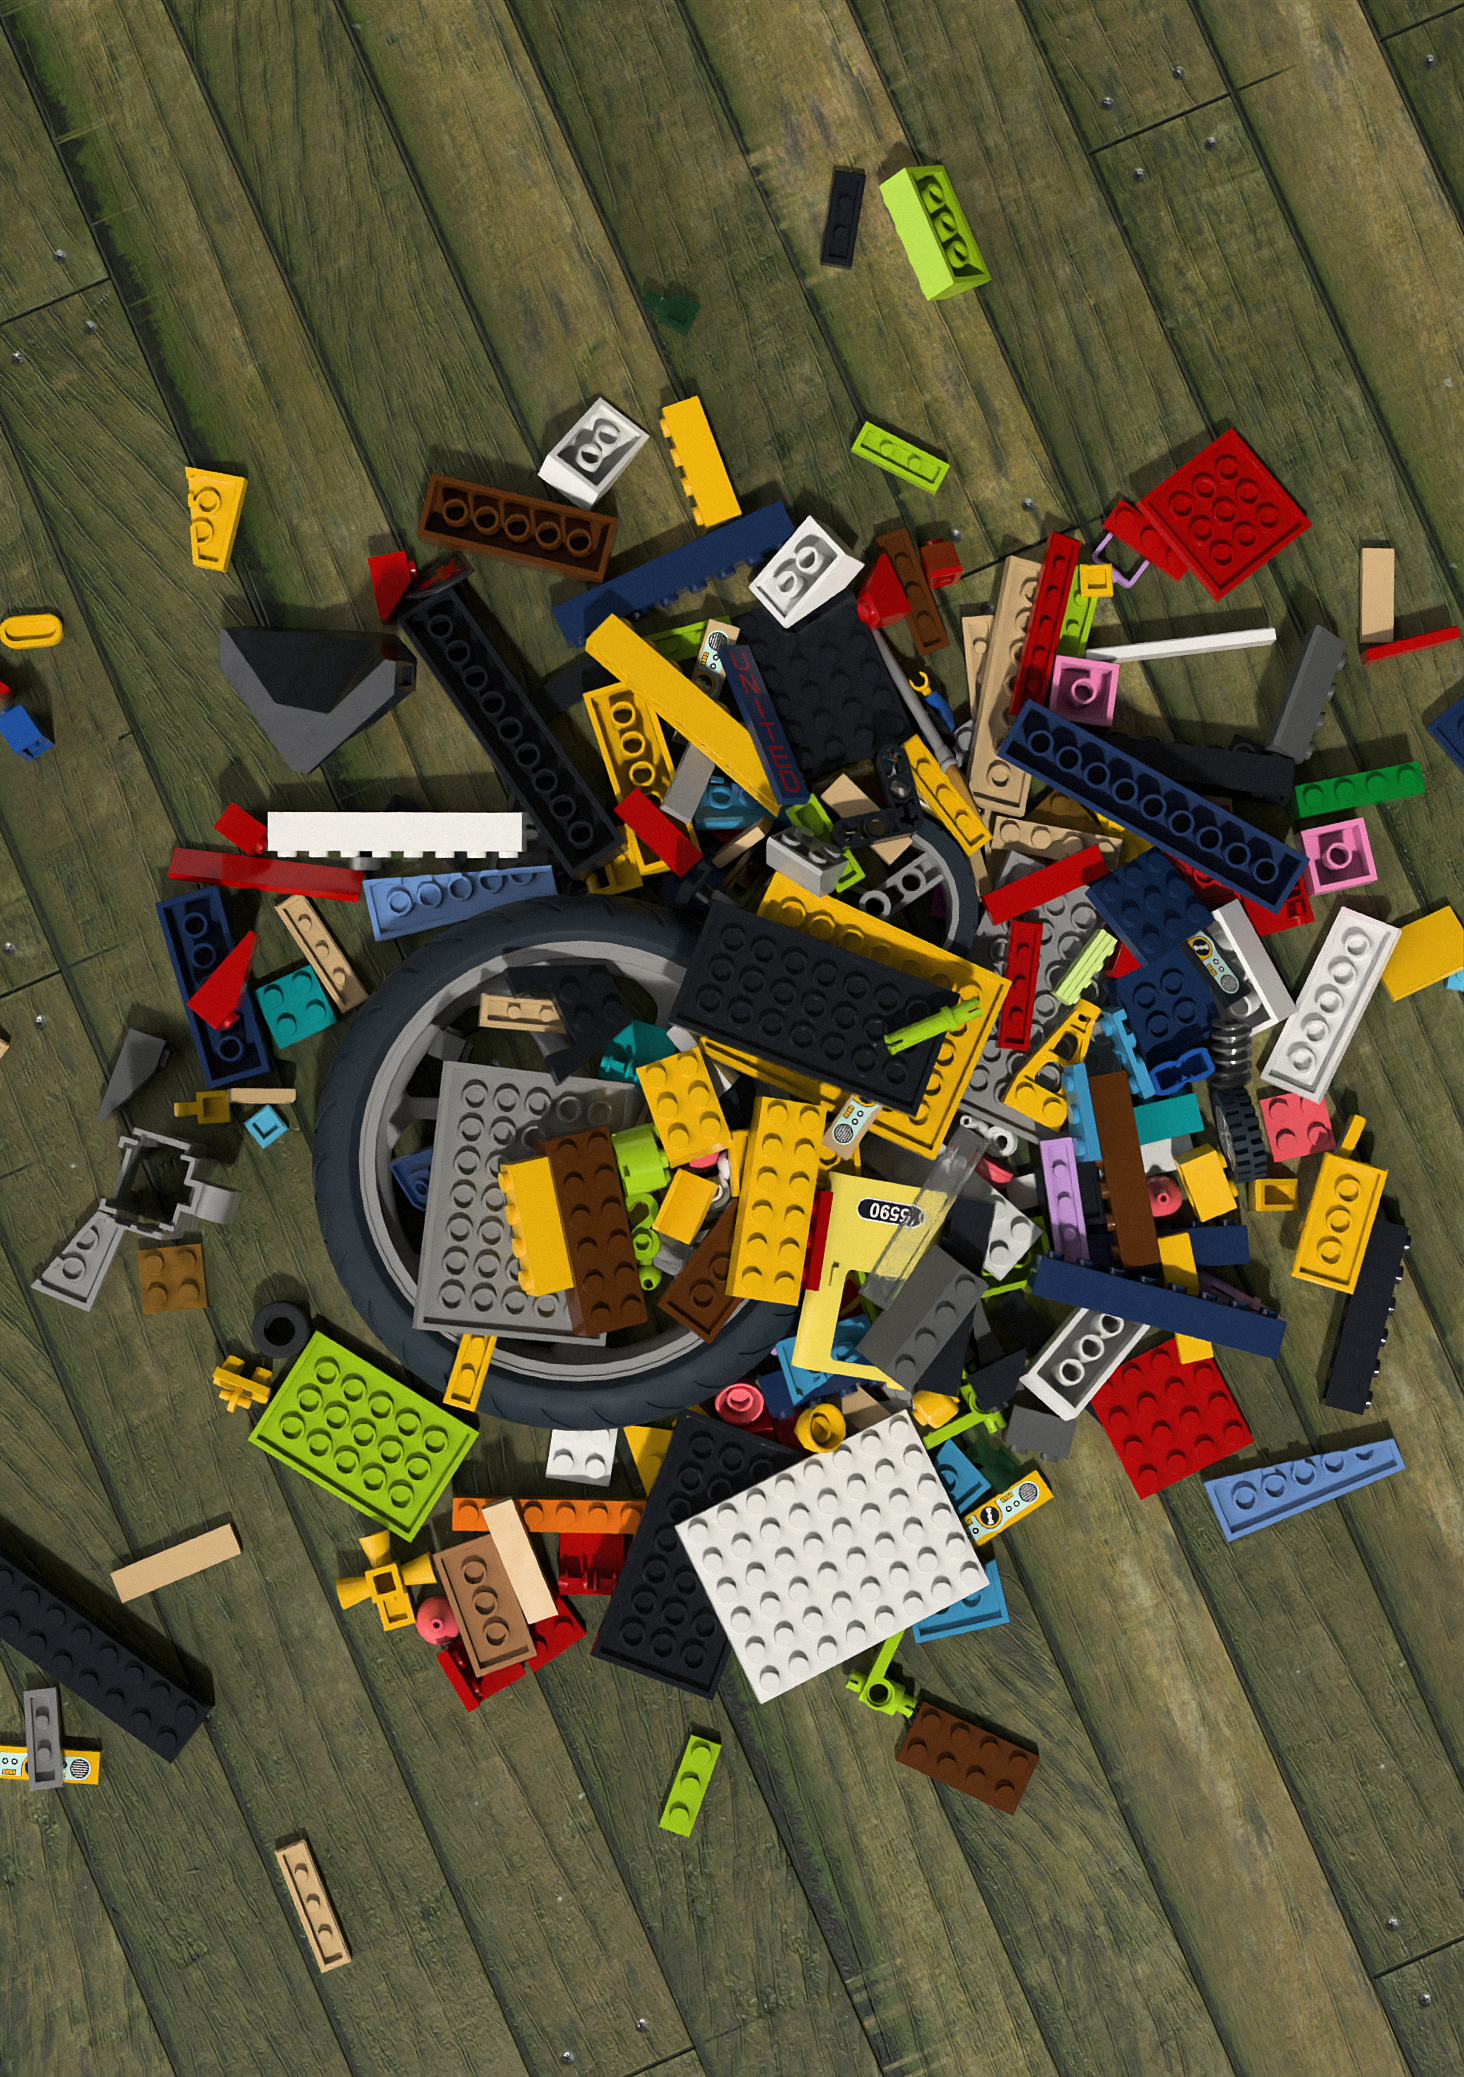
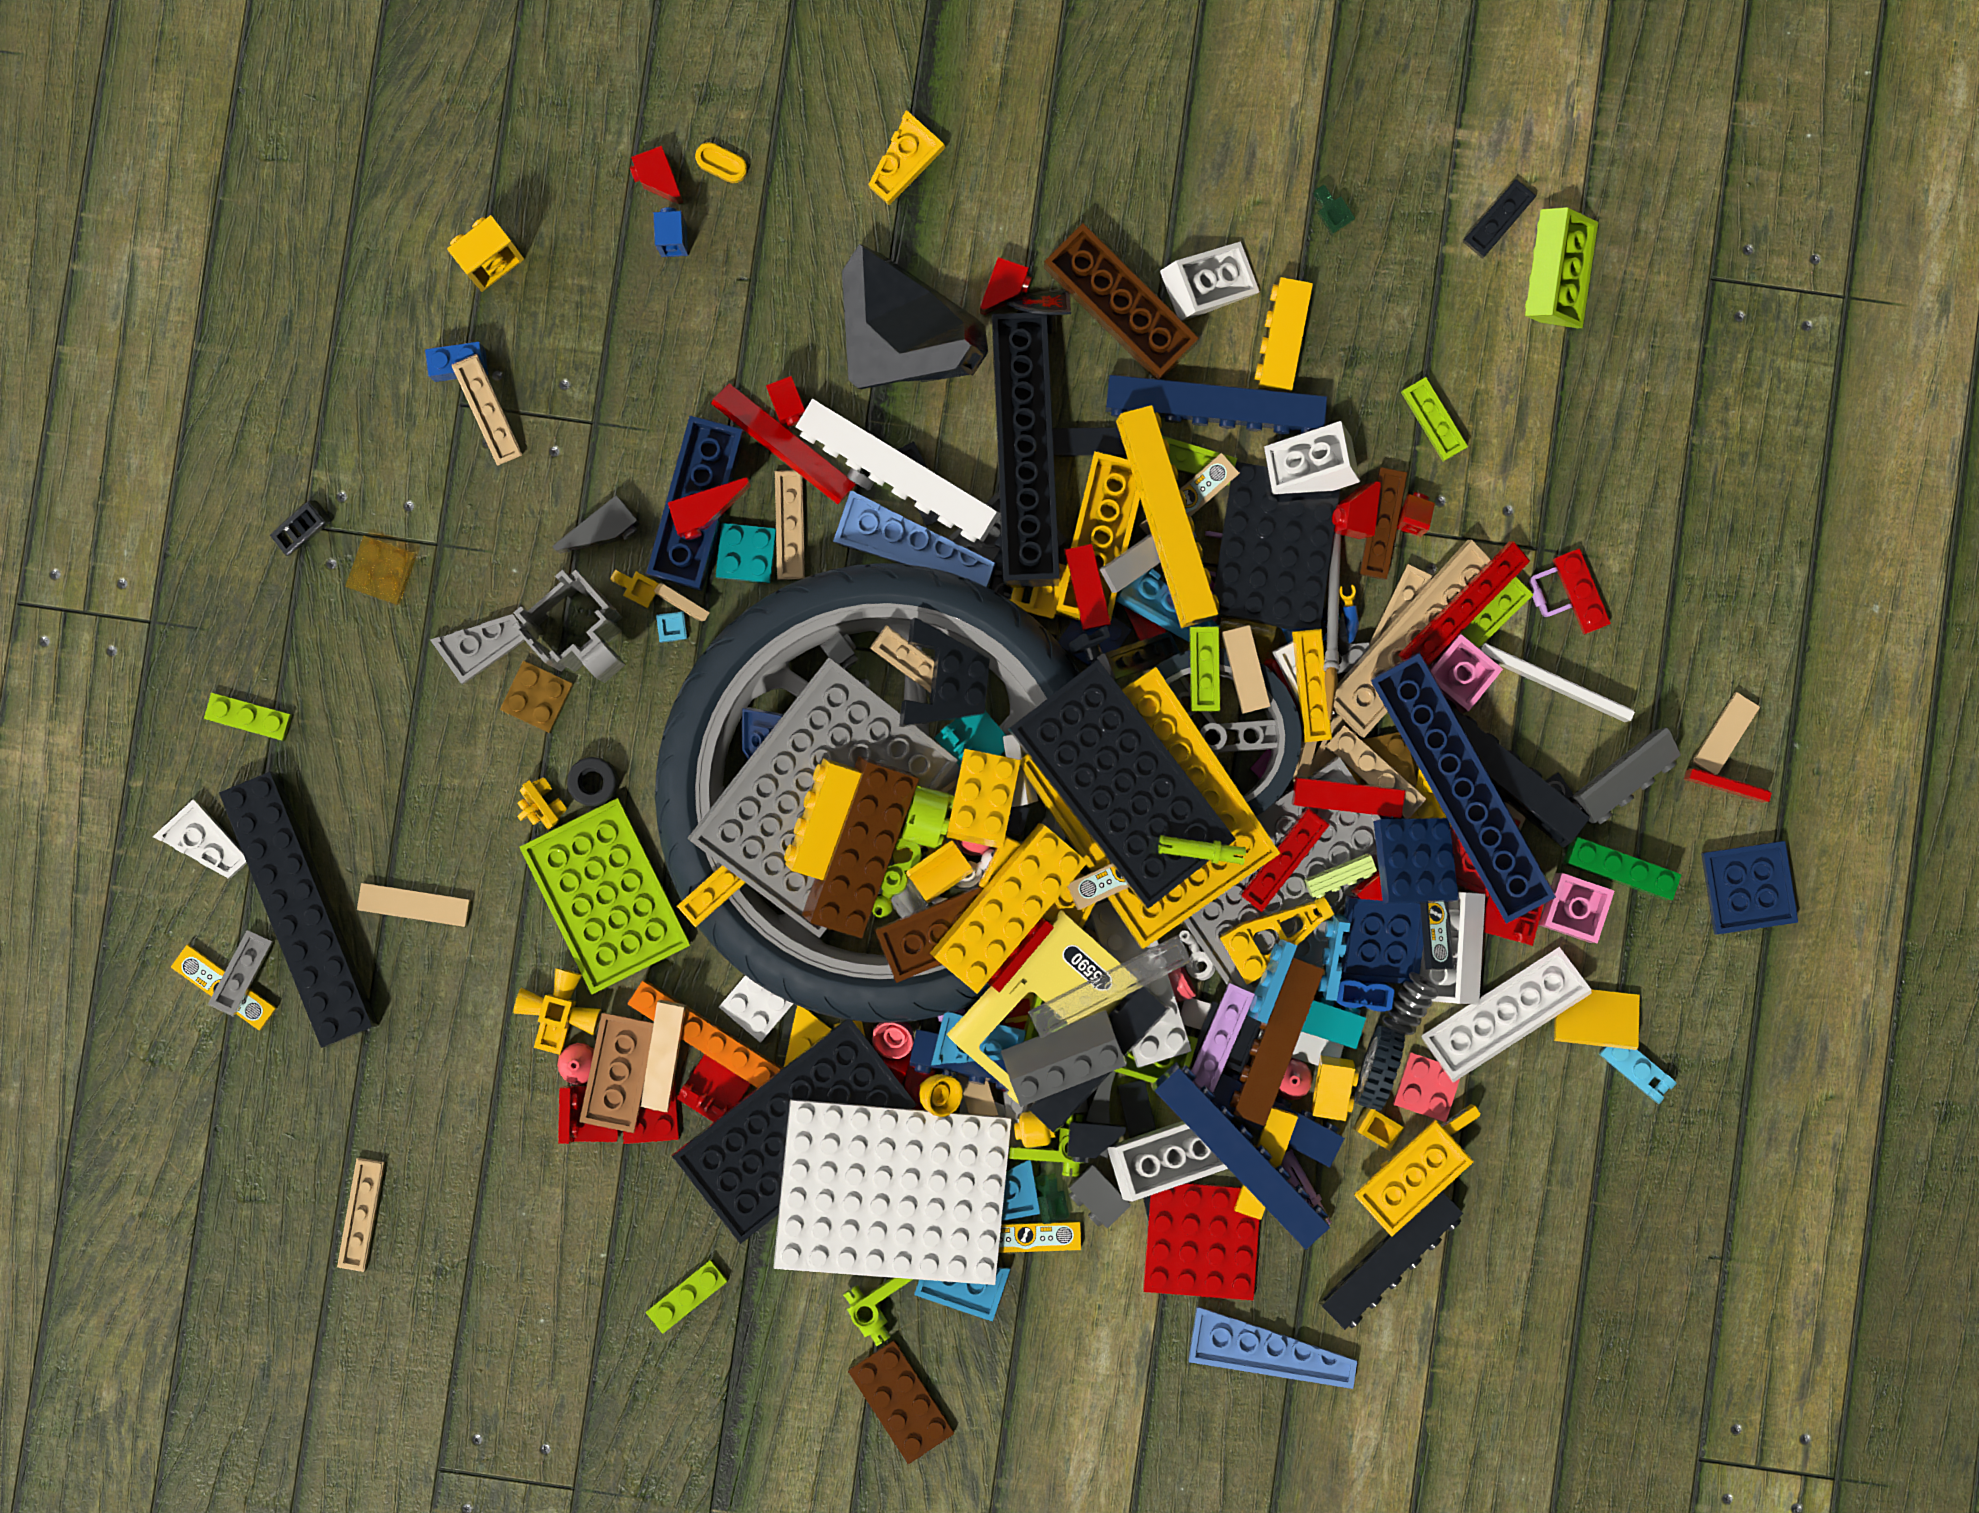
camera: 40 degrees right, 0 degrees up
(742, 841) = (1144, 631): tan tile -> none
(763, 725) = (1212, 554): dark blue tile -> none
(806, 859) = (1183, 672): light grey slope -> none
(890, 817) = (1264, 678): black beam -> none
(1096, 580) = (1523, 596): yellow tile -> none
(1223, 514) = (1648, 605): red plate -> none

